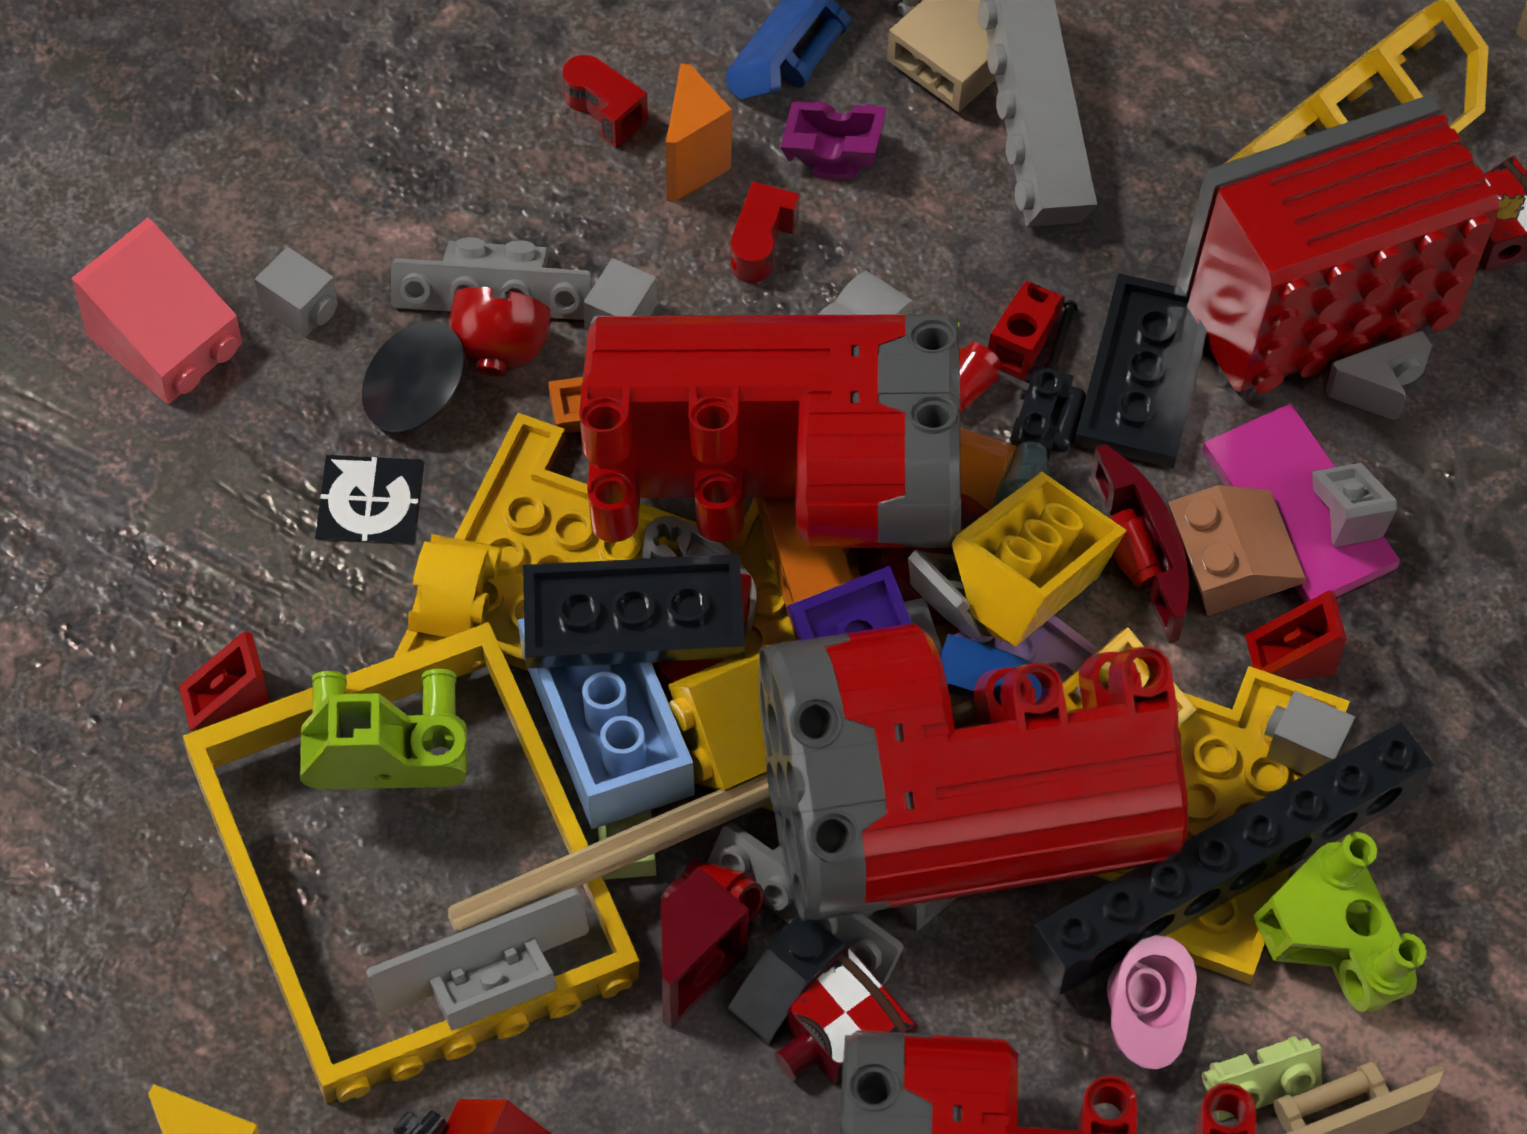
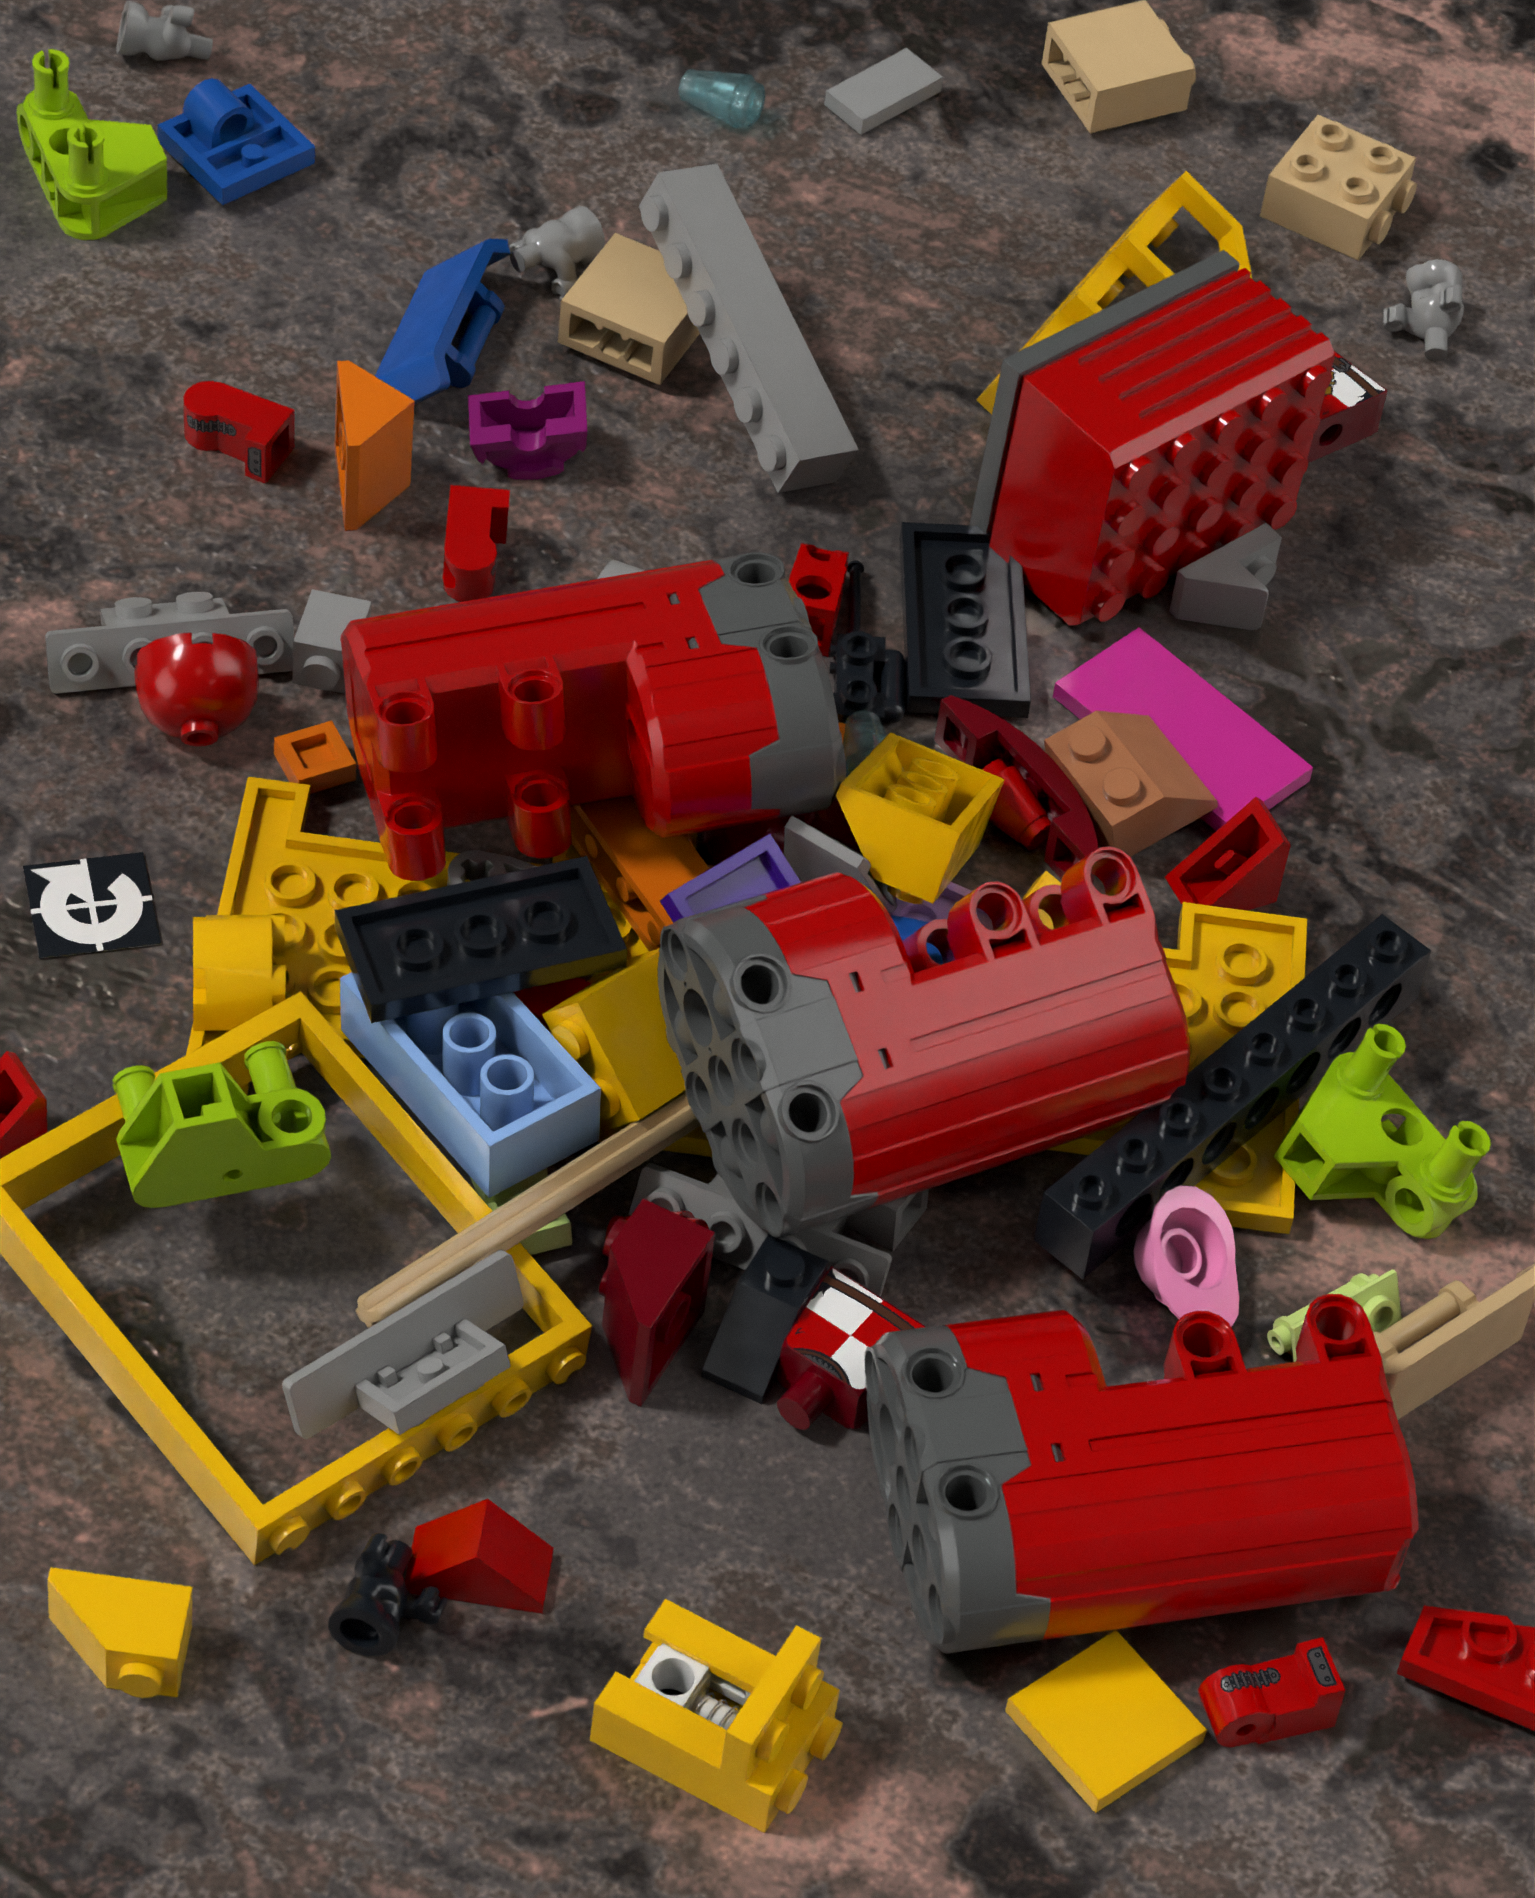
camera: 20 degrees left, 10 degrees down
(413, 376) = (109, 757): black shield -> none
(1307, 733) = (1275, 951): light grey brick -> none
(1356, 501) = (1255, 710): light grey slope -> none

